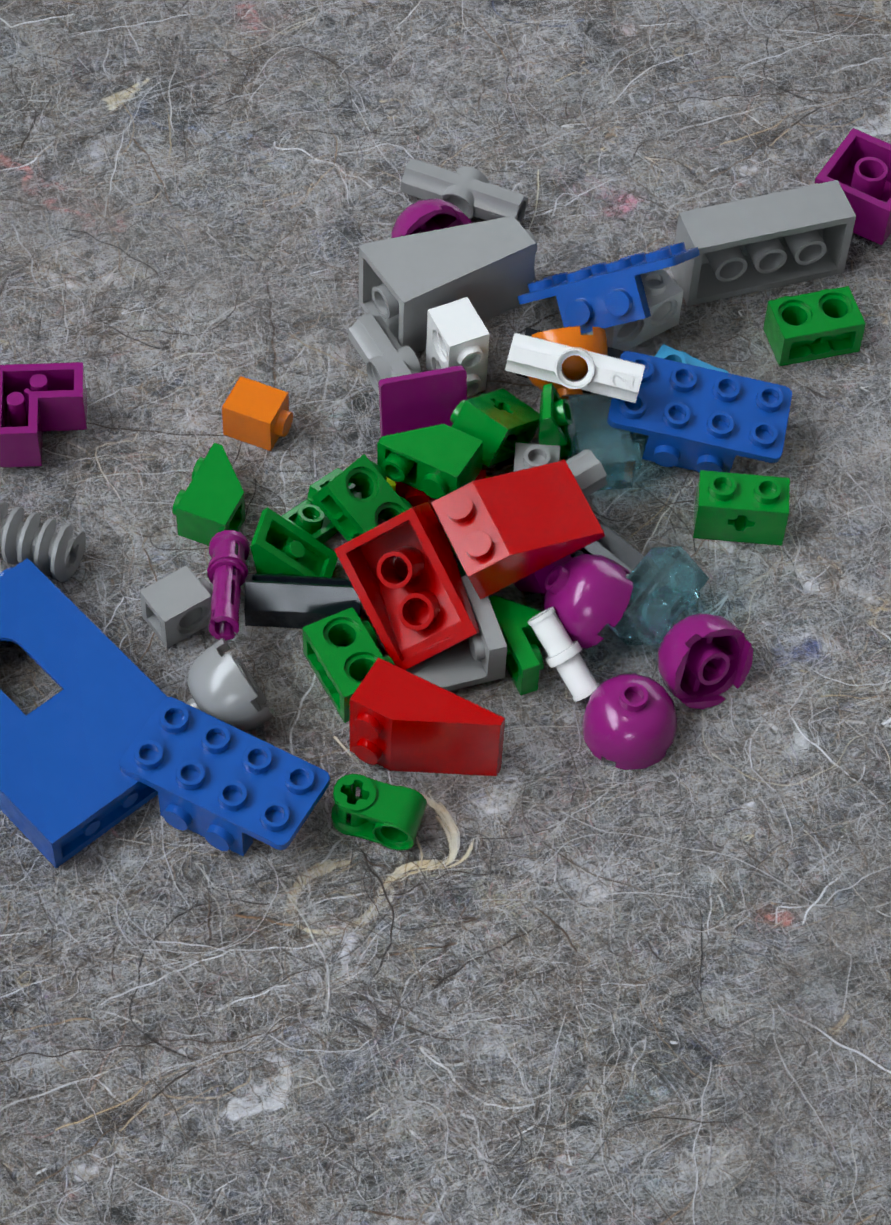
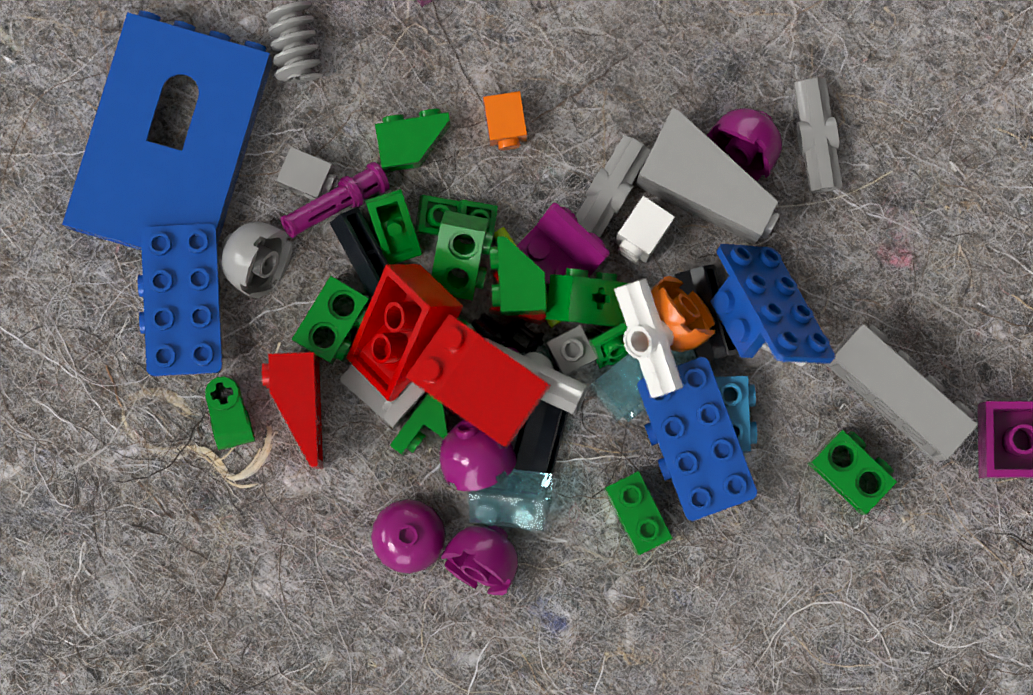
camera: 60 degrees right, 30 degrees up
(563, 654) = (424, 463): white pin -> none

